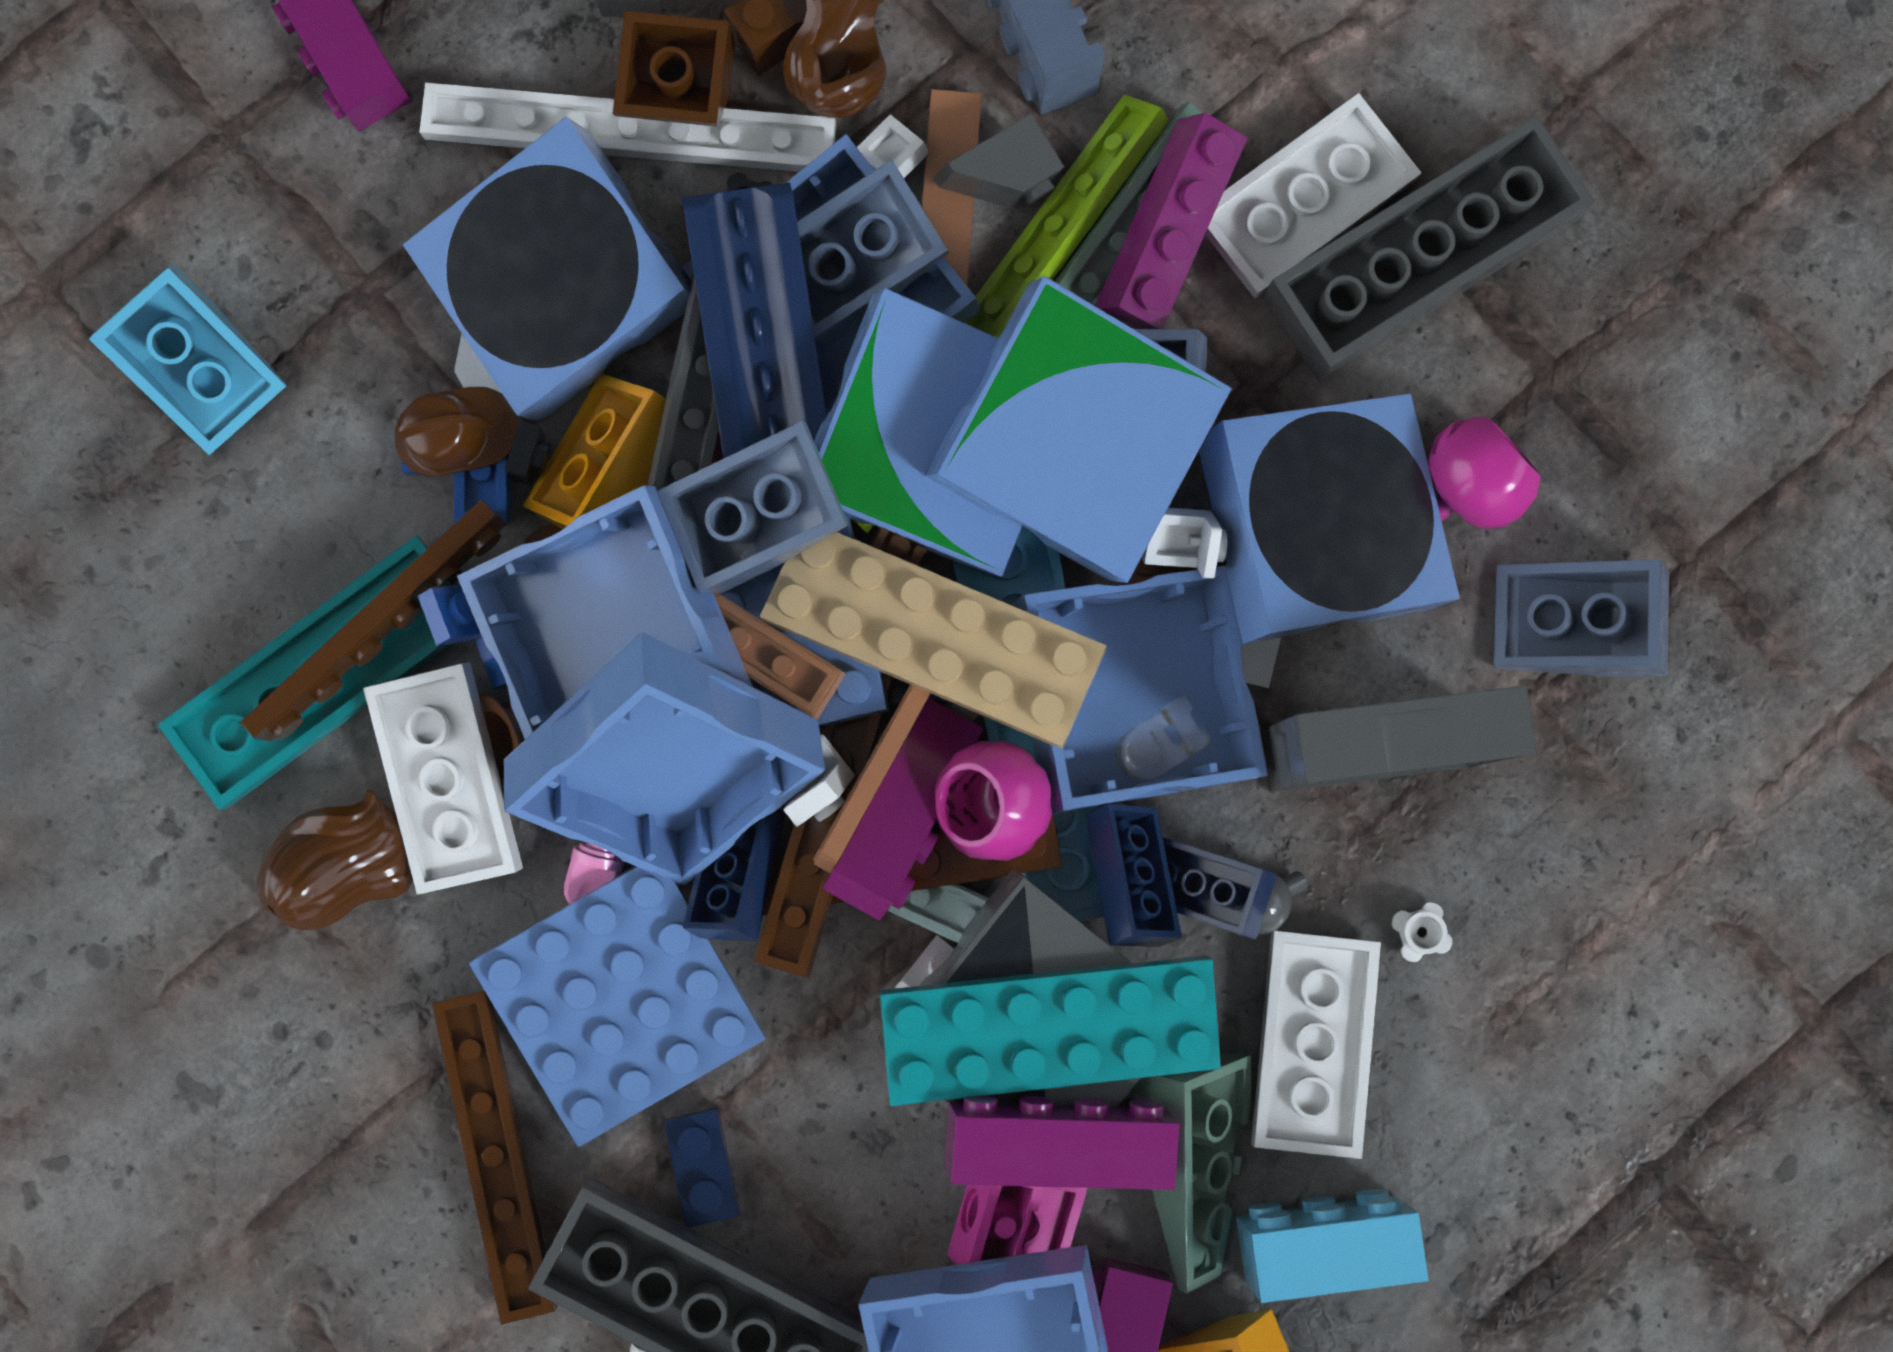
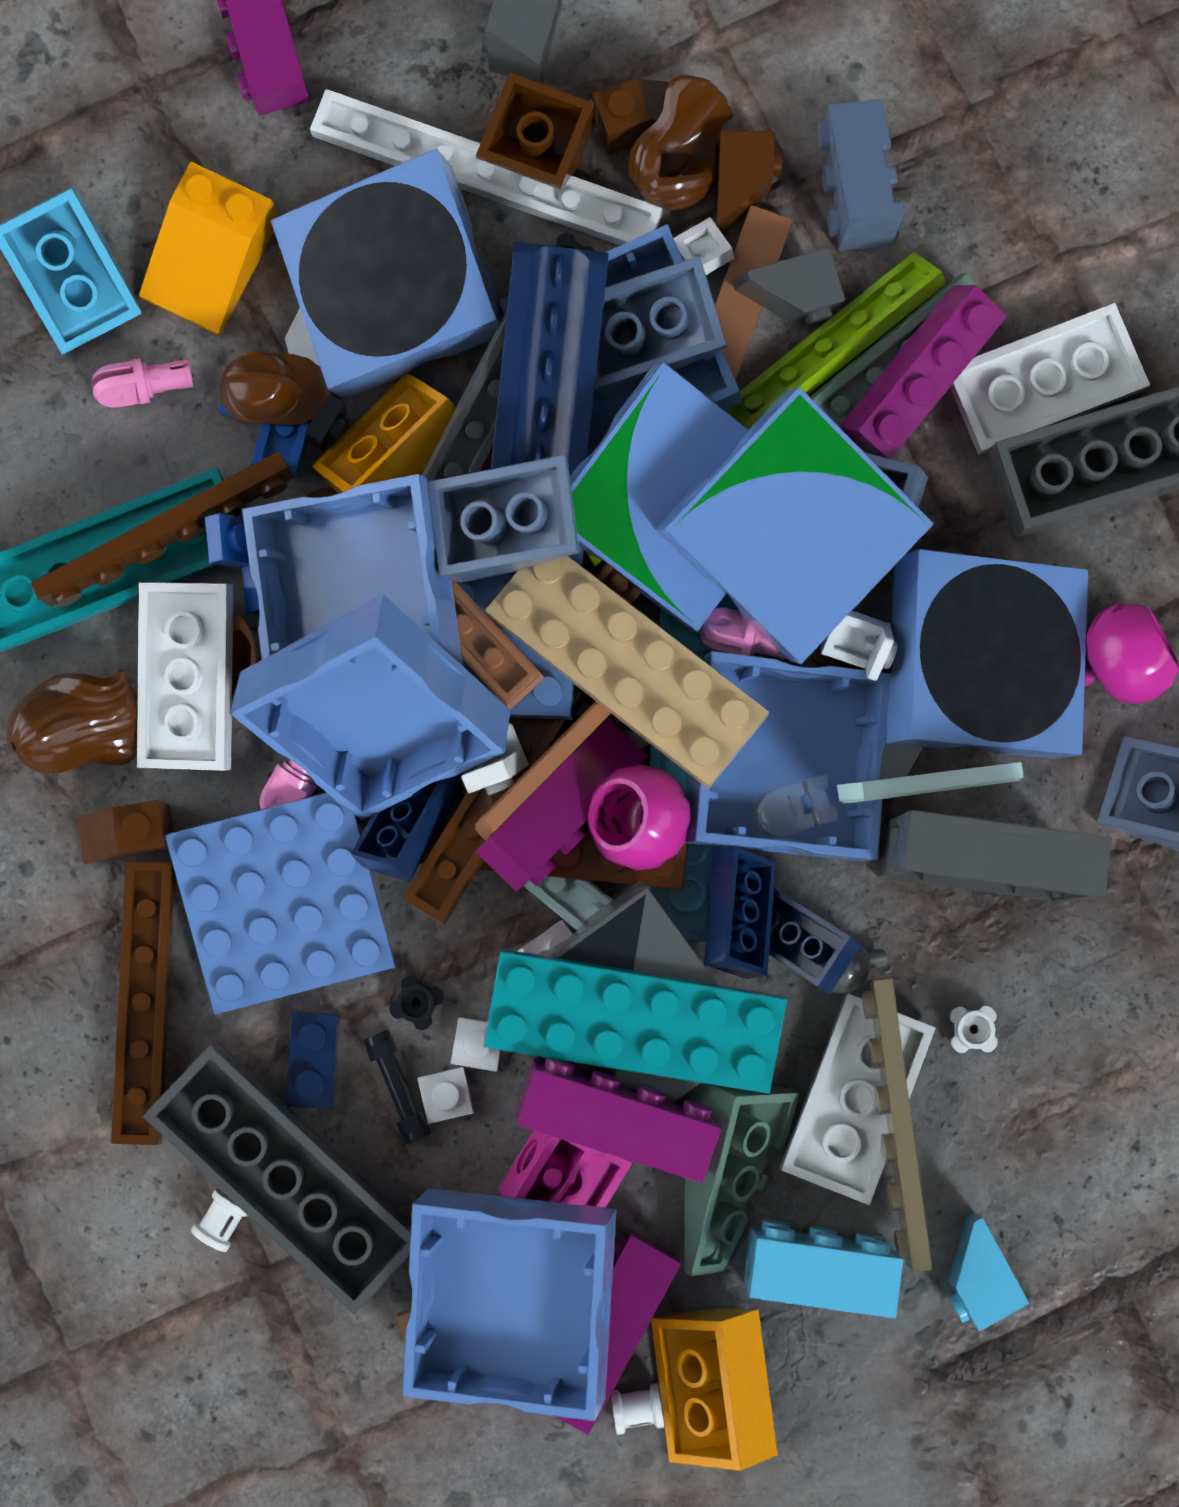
camera: 20 degrees right, 0 degrees up
(302, 463) = (136, 382): none -> bright pink arm
(340, 294) = (207, 248): none -> light orange slope
(423, 969) = (125, 831): none -> reddish brown slope
(808, 1085) = (418, 1015): none -> black plate
(832, 1208) = (412, 1124): none -> black bar
(860, 1165) = (446, 1095): none -> white plate
(872, 1102) = (469, 1047): none -> white plate
(915, 55) = (744, 173): none -> reddish brown slope
(1039, 568) = (732, 633): none -> bright pink arm
(1302, 675) = (930, 782): none -> light aqua tile
(1377, 1082) = (899, 1142): none -> dark tan plate
(1507, 1205) = (982, 1278): none -> medium azure slope

